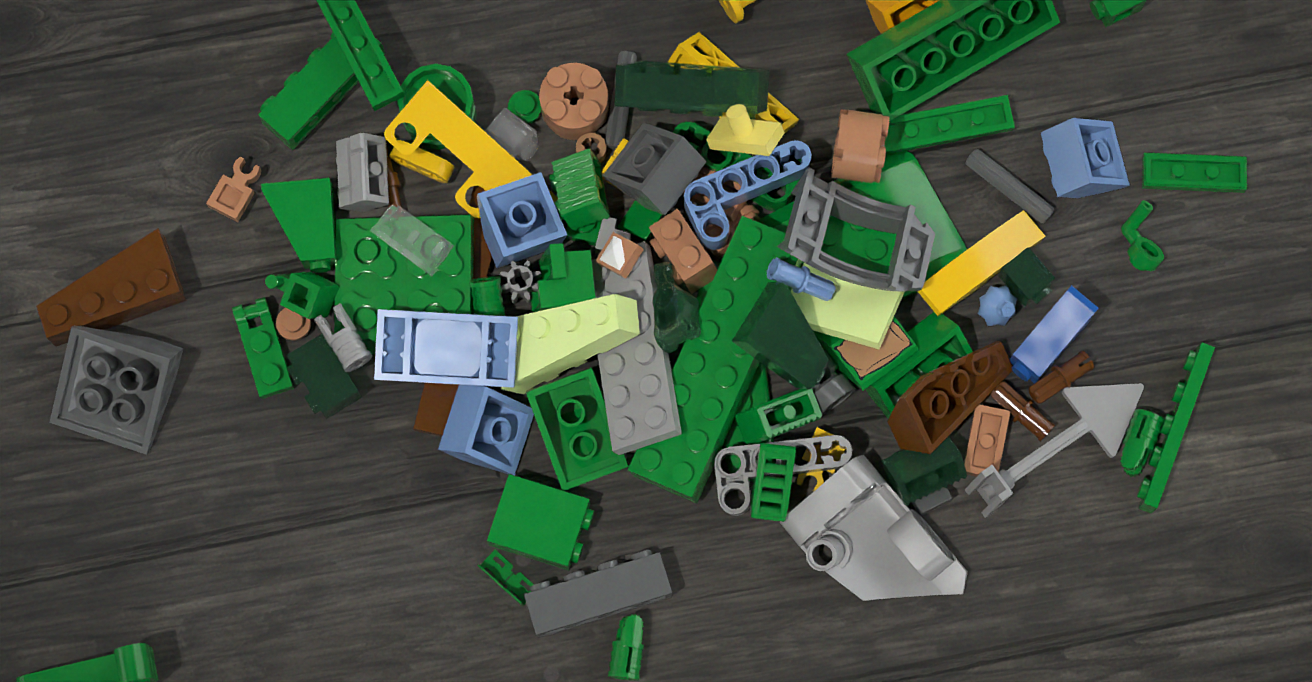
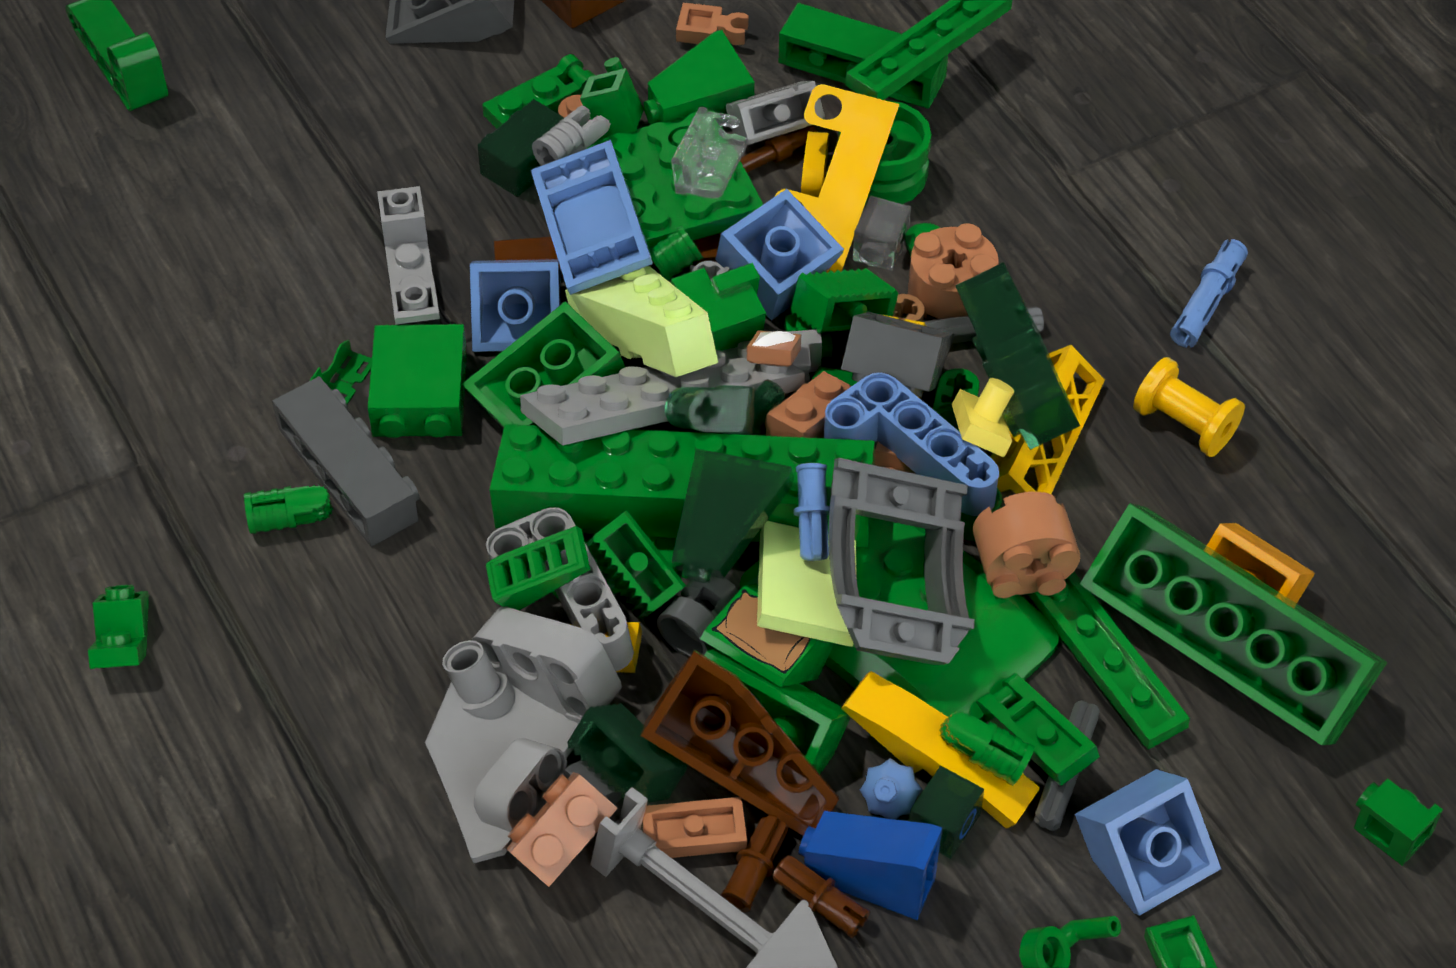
camera: 70 degrees right, 25 degrees down
(424, 501) = (408, 255): none -> light grey slope
(975, 527) = (560, 827): none -> nougat brick
(987, 194) = (1058, 743): none -> green plate
(1002, 231) = (987, 745): none -> green hinge

